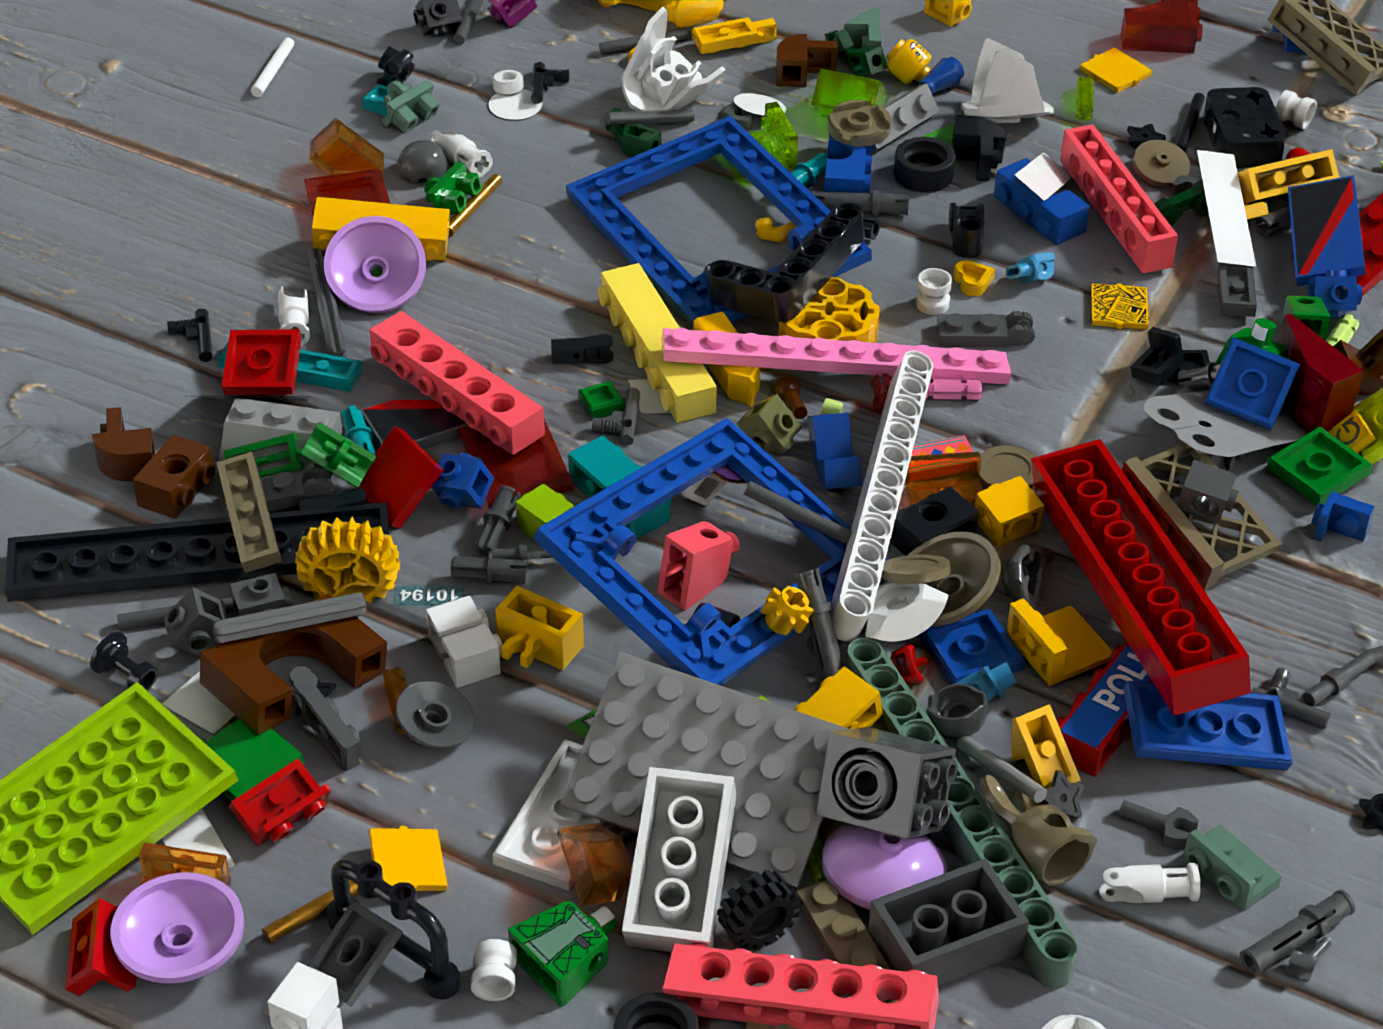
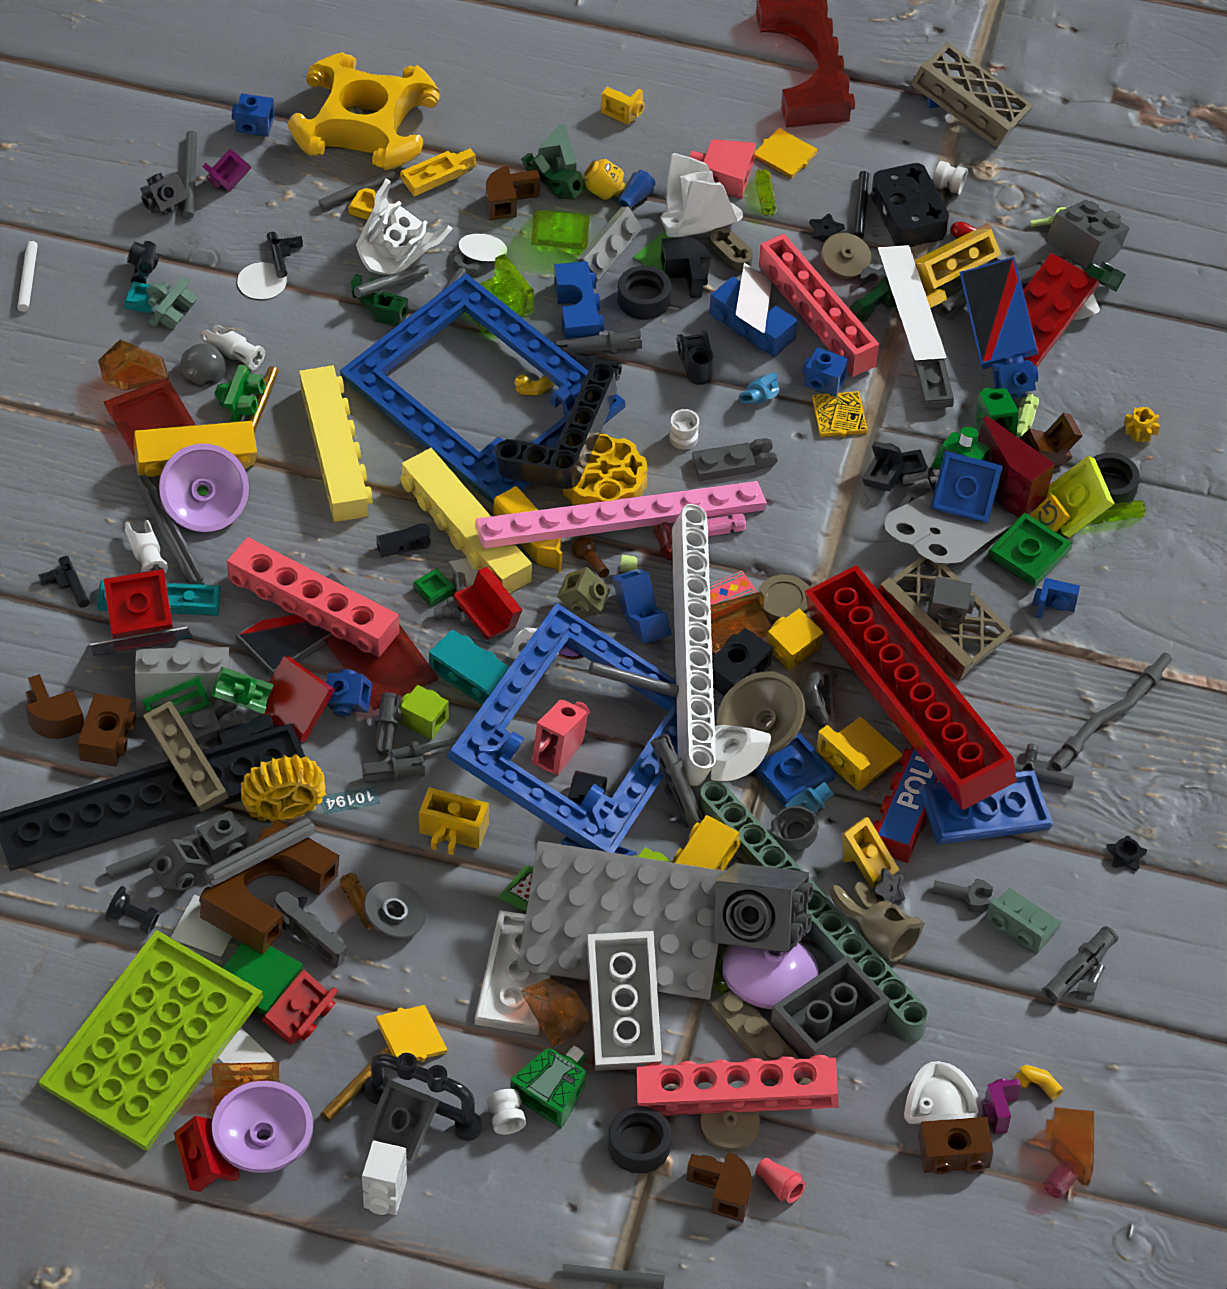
camera: 15 degrees left, 10 degrees up
(356, 428) = (243, 660): teal axle -> none
(464, 636) = (392, 832): white piece -> none
(507, 82) = (249, 258): white tile -> none
(537, 251) = (334, 443): none -> light yellow brick
(656, 423) = (489, 605): none -> red panel
(759, 910) = (690, 1027): black tyre -> none
(787, 610) = (651, 774): yellow gear -> none
(808, 171) = (544, 318): teal axle -> none
(859, 123) = (581, 264): dark tan tile -> none
(907, 664) = (746, 794): red piece -> none
(916, 569) = (738, 713): dark tan piece -> none
(973, 277) = (711, 405): yellow tile -> none
(1002, 768) = (839, 872): light grey bar -> none
(1031, 139) = (733, 248): none -> dark tan beam
(1054, 67) = (730, 164): none -> coral torso
(1111, 259) = (825, 371): none -> blue brick
(1150, 883) = (968, 946): white piece -> none

